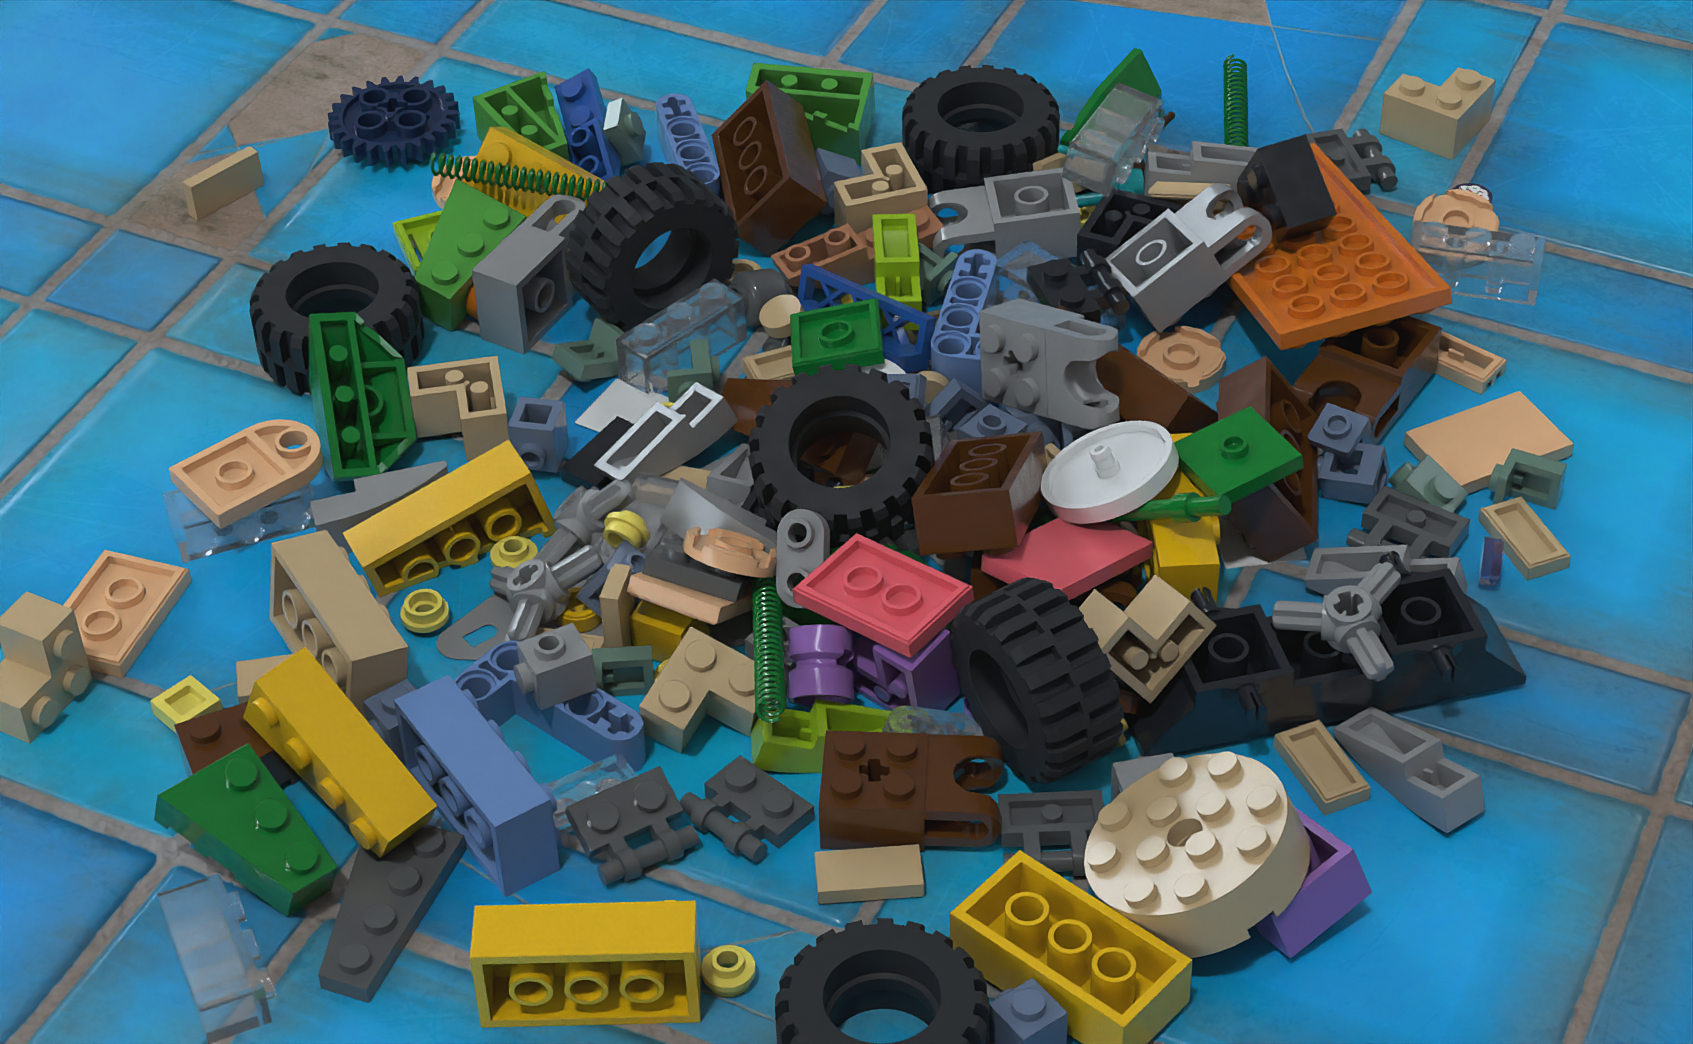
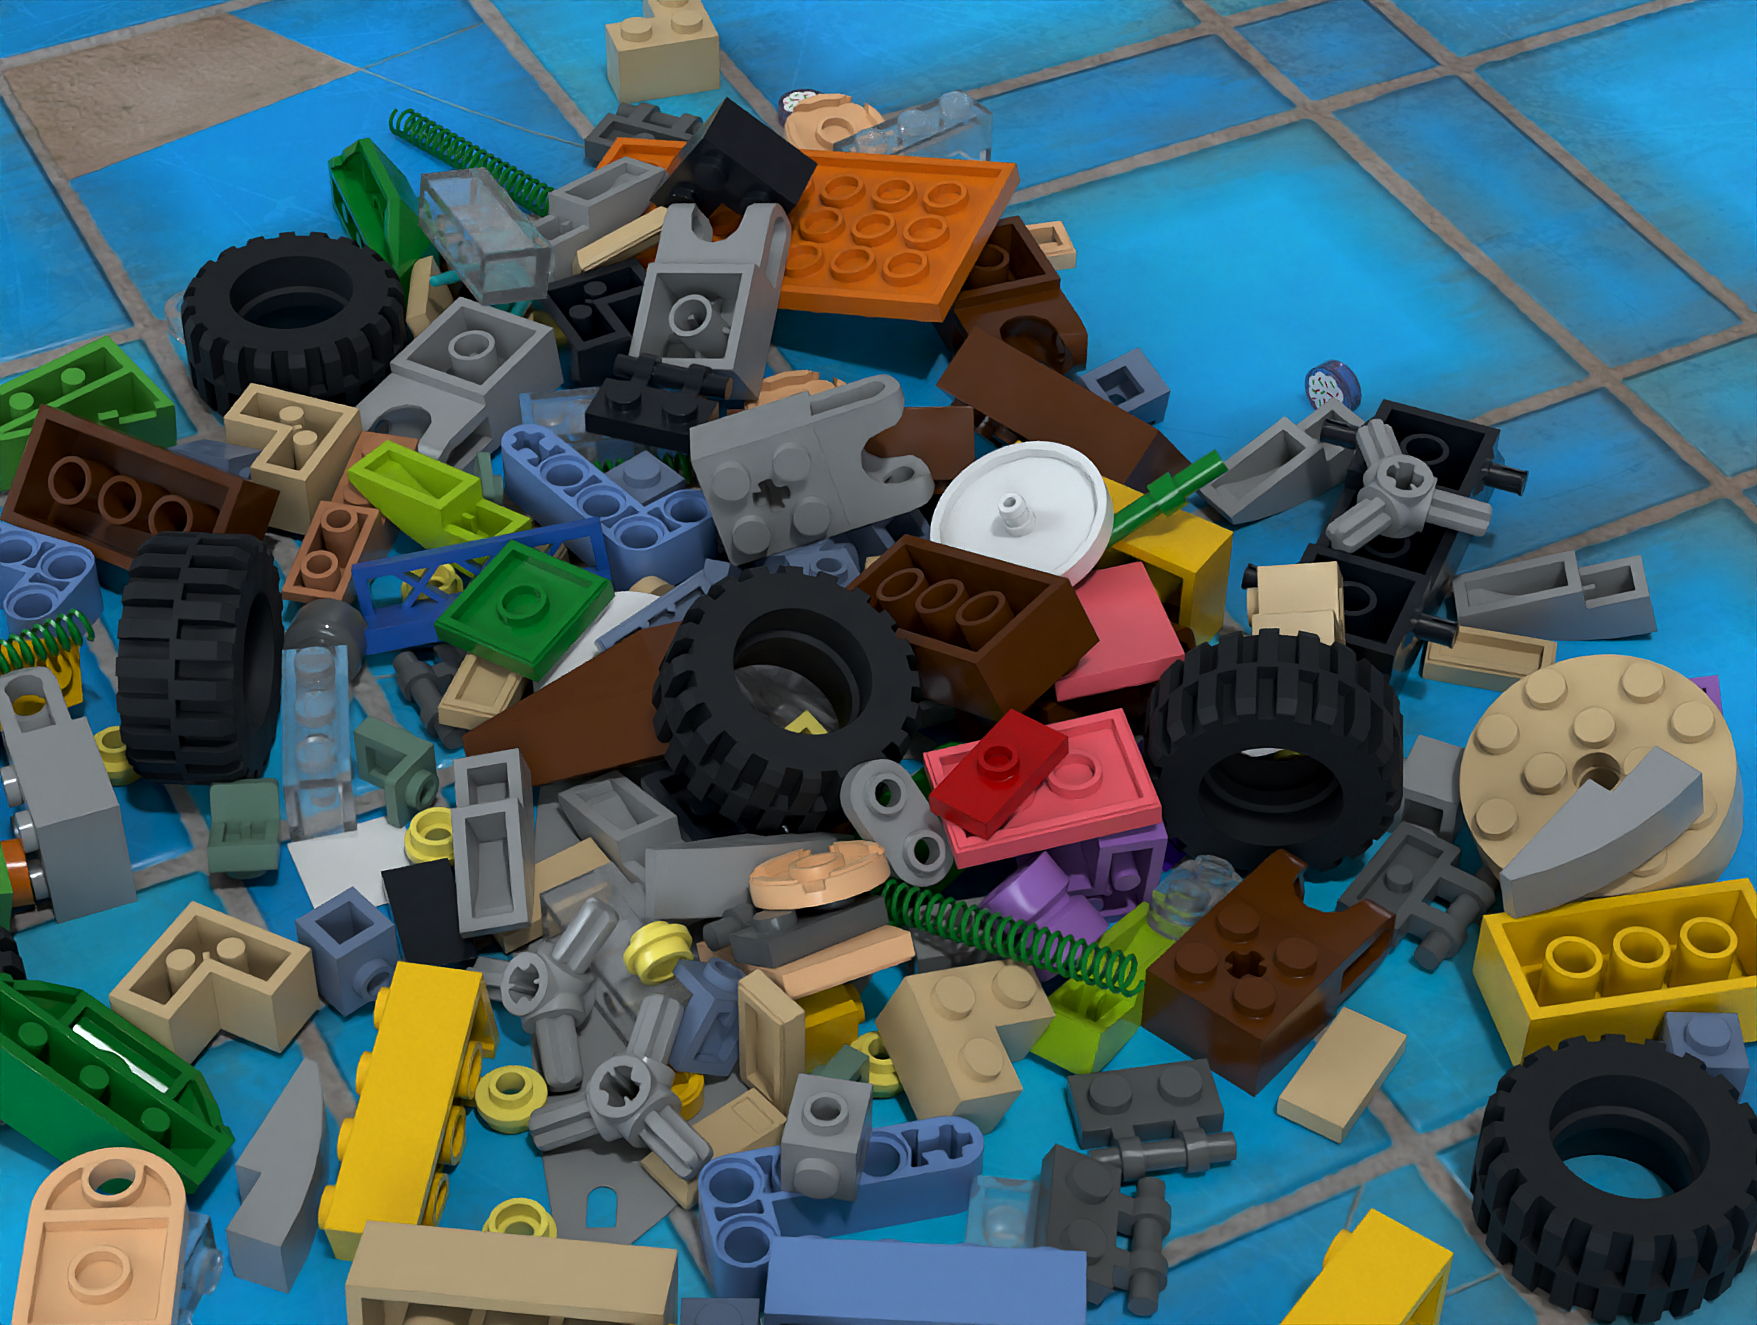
camera: 55 degrees left, 0 degrees up
(776, 315) = (404, 637): tan tile -> none
(858, 566) = (998, 774): none -> red plate
(1109, 852) = (1603, 834): none -> light grey slope
(1237, 456) = (1116, 421): green plate -> none
(1340, 431) = (1083, 359): sand blue bracket -> none
(1411, 522) = (1225, 405): dark grey plate -> none
(1428, 483) = (1193, 366): sand green bracket -> none
(1484, 435) = (1158, 301): light nougat tile -> none
(1525, 538) = (1294, 352): tan tile -> none
(1529, 476) = (1248, 303): sand green bracket -> none

